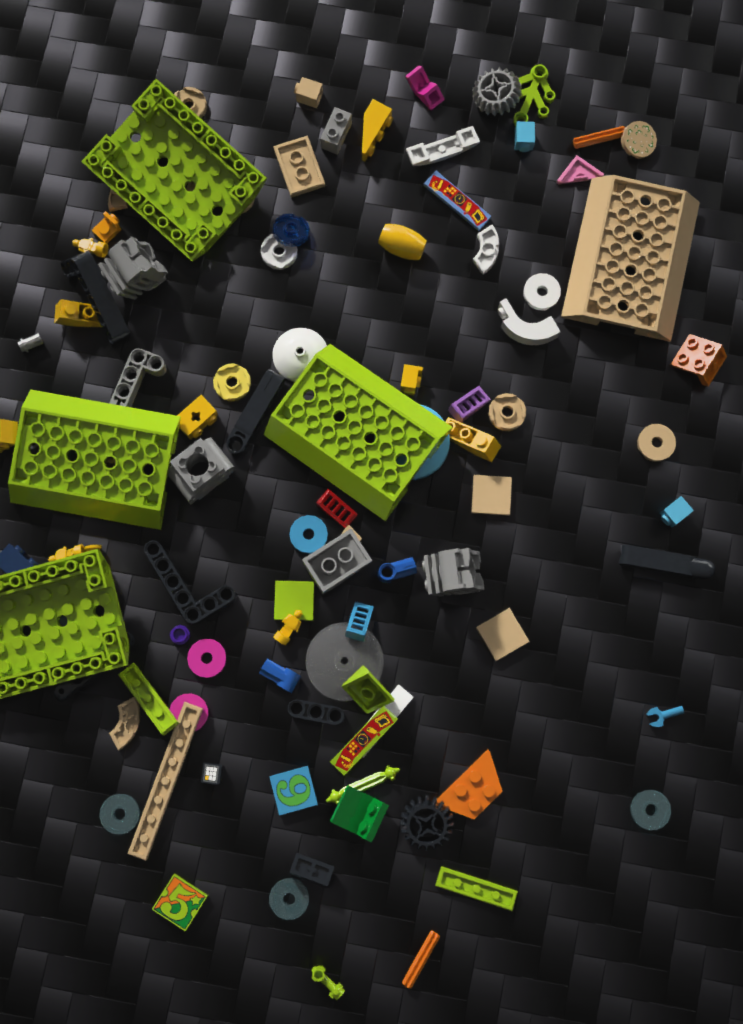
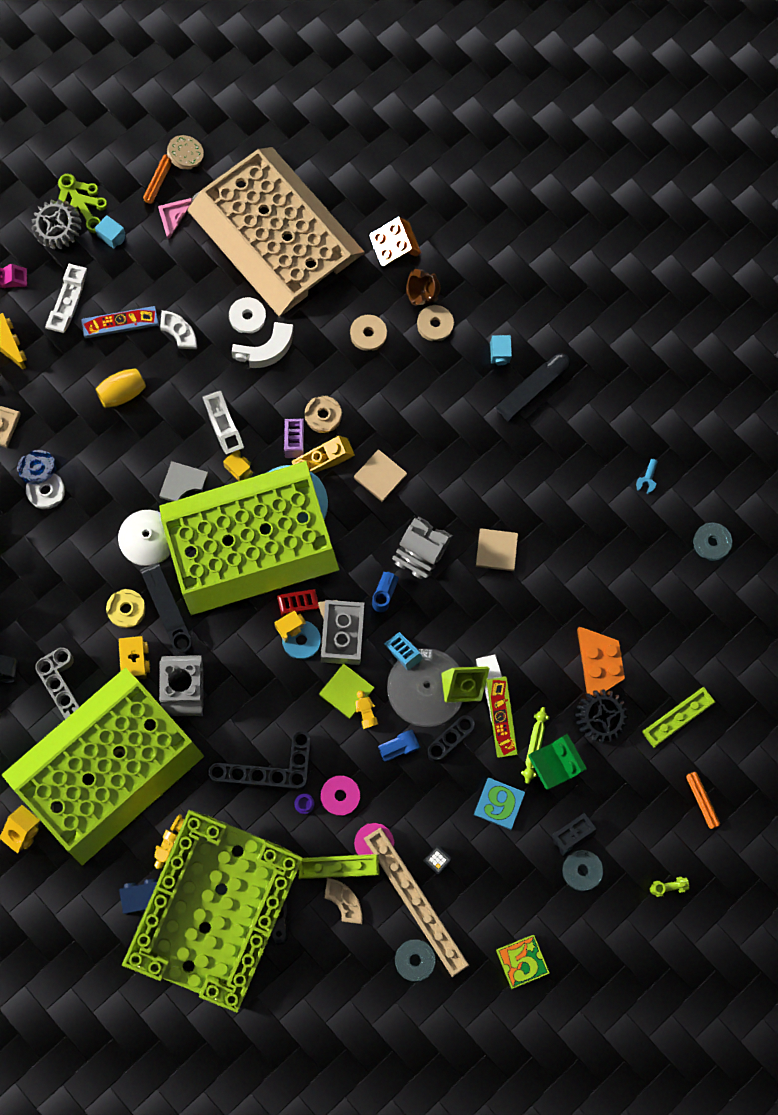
camera: 60 degrees left, 5 degrees down
(310, 516) = (290, 625): none -> yellow brick
(365, 345) = (182, 480): none -> light grey tile
(435, 341) = (222, 422): none -> white arch
(604, 385) = (368, 322): none -> tan tile
(677, 409) = (422, 287): none -> reddish brown helmet

